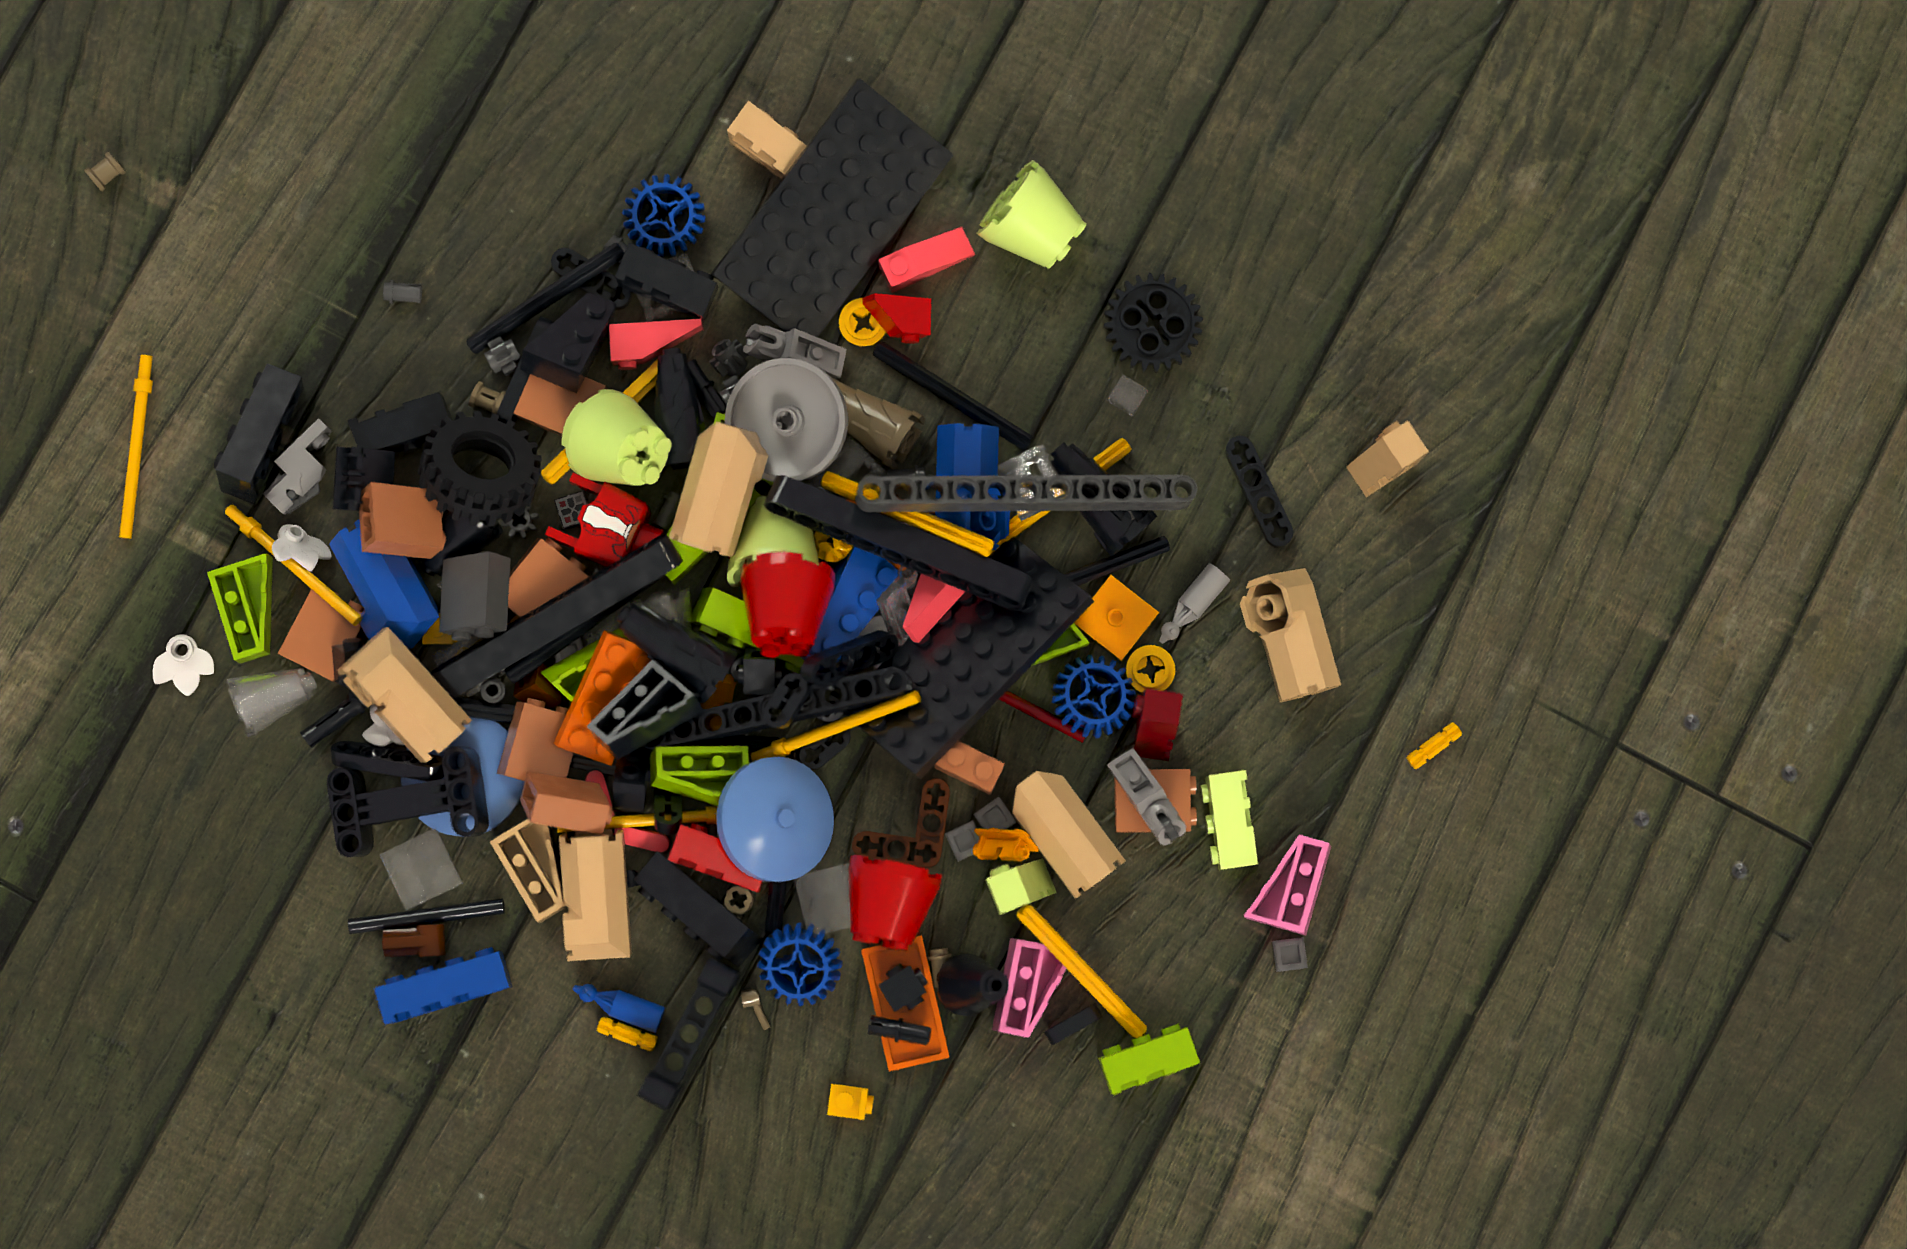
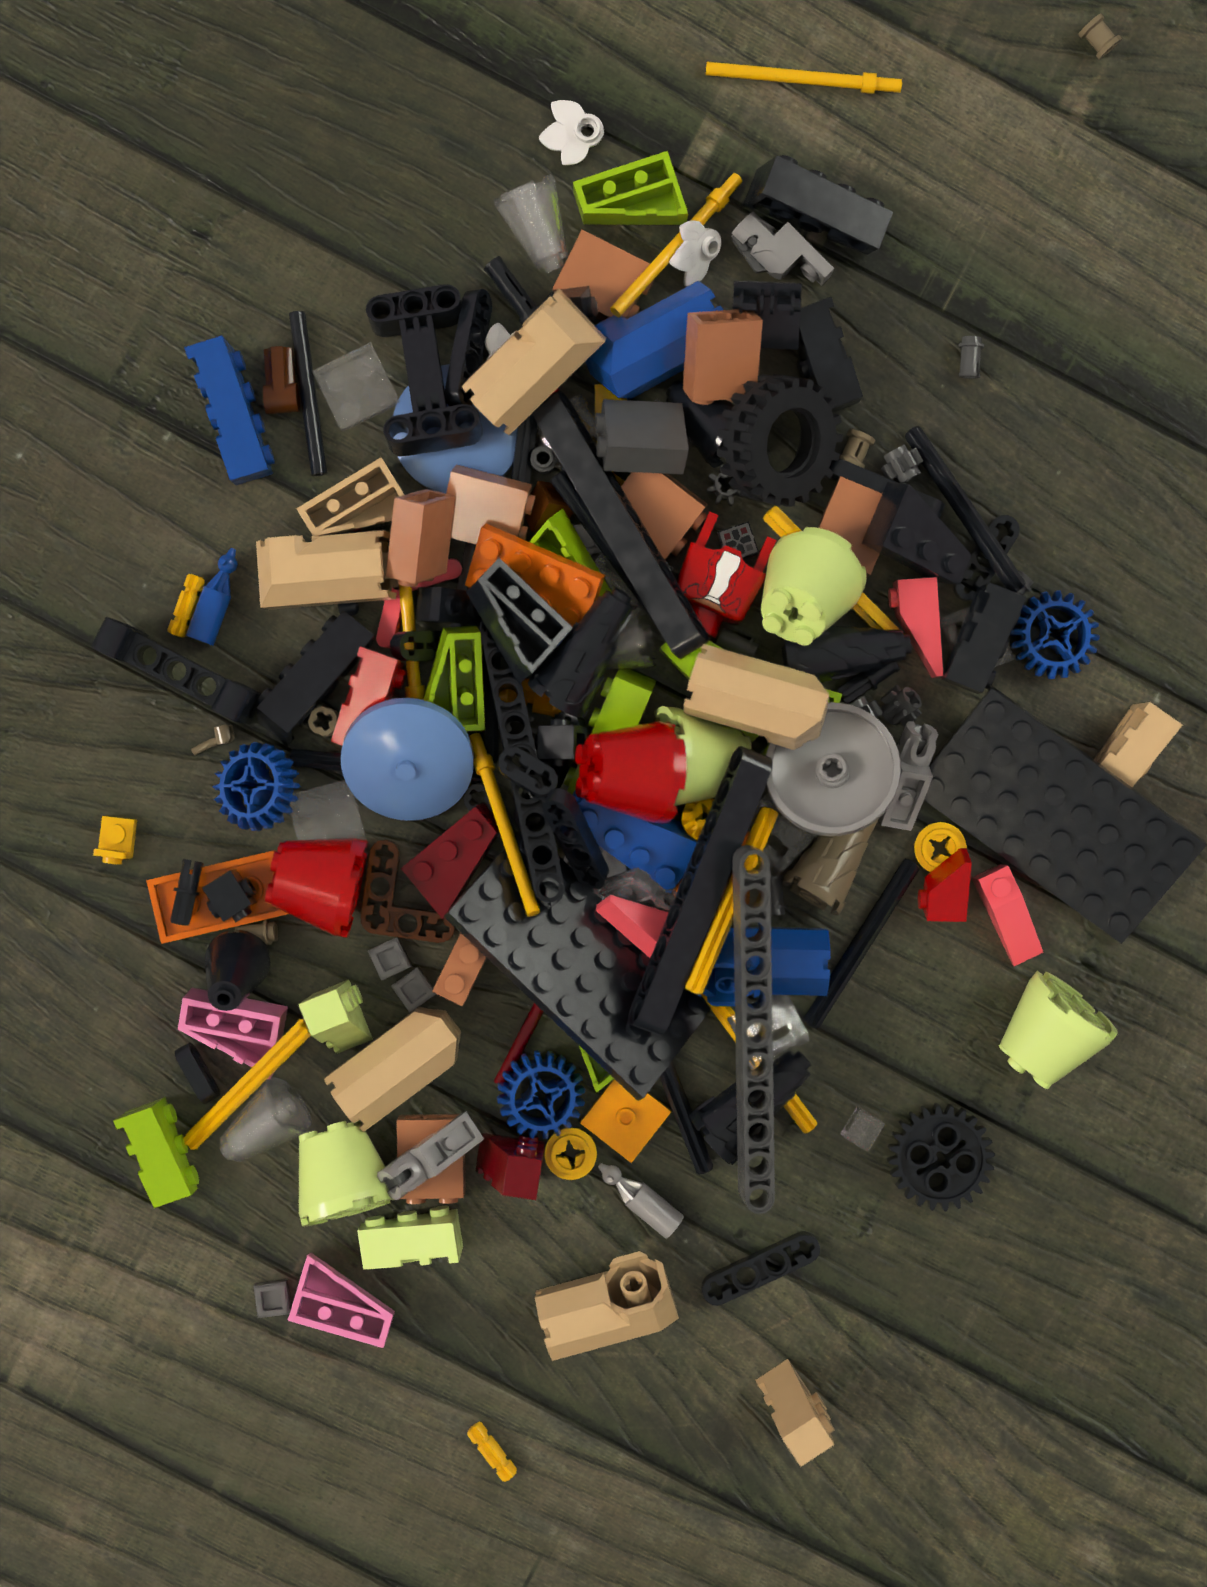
camera: 95 degrees right, 5 degrees up
(869, 778) = (452, 859): none -> dark red wedge
(1011, 843) = (380, 1014): light orange hinge -> none
(1120, 958) = (265, 1122): none -> clear cone
(1167, 884) = (338, 1174): none -> yellowish green cone

